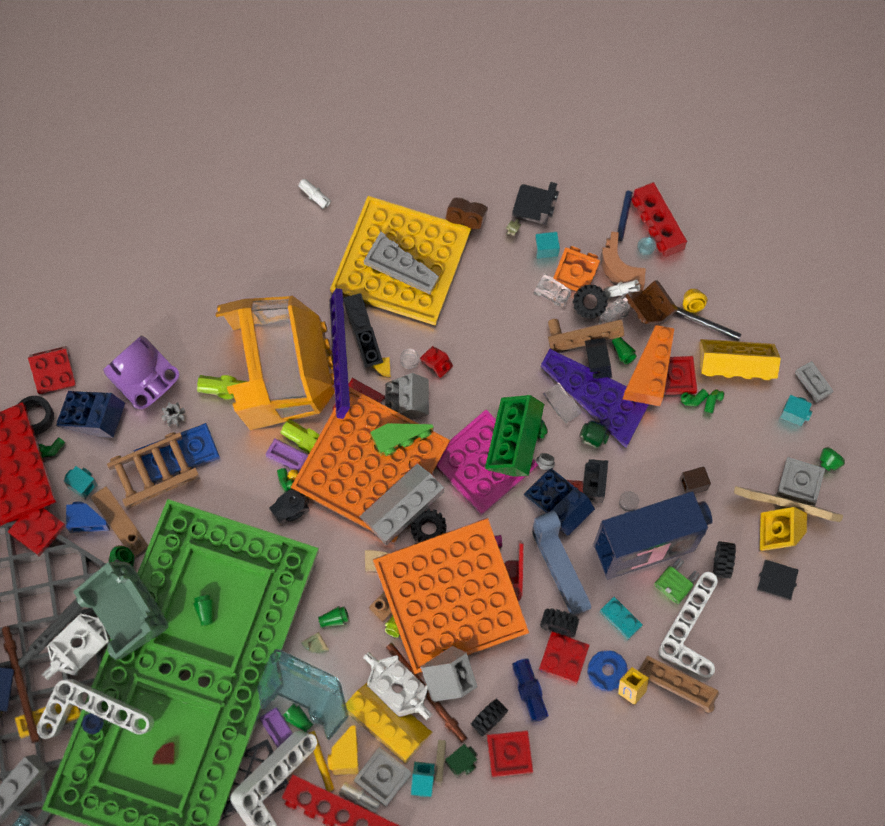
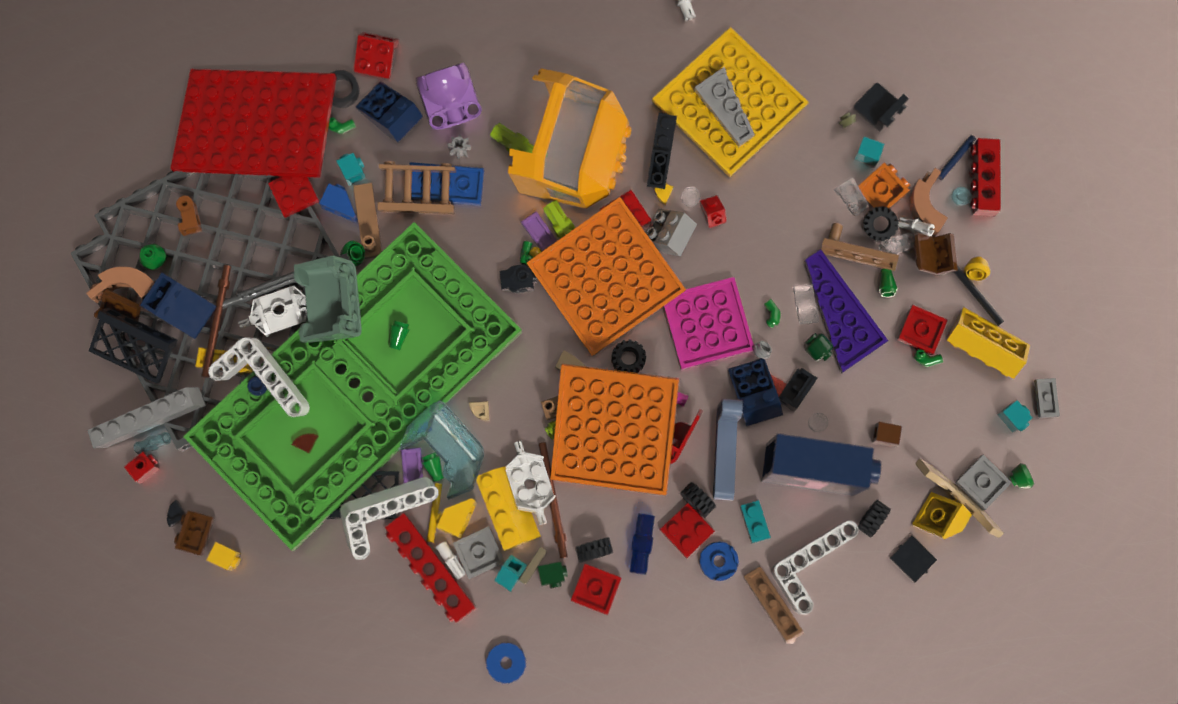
camera: 25 degrees right, 10 degrees up
(335, 617) = (507, 395): green cone -> none
(339, 354) = (628, 163): dark purple tile -> none
(392, 436) = (636, 262): bright green slope -> none
(402, 503) = (614, 326): light grey slope -> none
(449, 675) = (577, 496): light grey slope -> none
(463, 212) = (811, 86): reddish brown brick -> none
(515, 435) = (746, 314): green slope -> none
(598, 358) = (859, 279): black hinge -> none
(633, 685) = (733, 586): yellow brick -> none
(650, 374) = (899, 317): orange wedge -> none
(674, 583) = (818, 516): bright green piece -> none
(711, 400) = (942, 368): green arm -> none

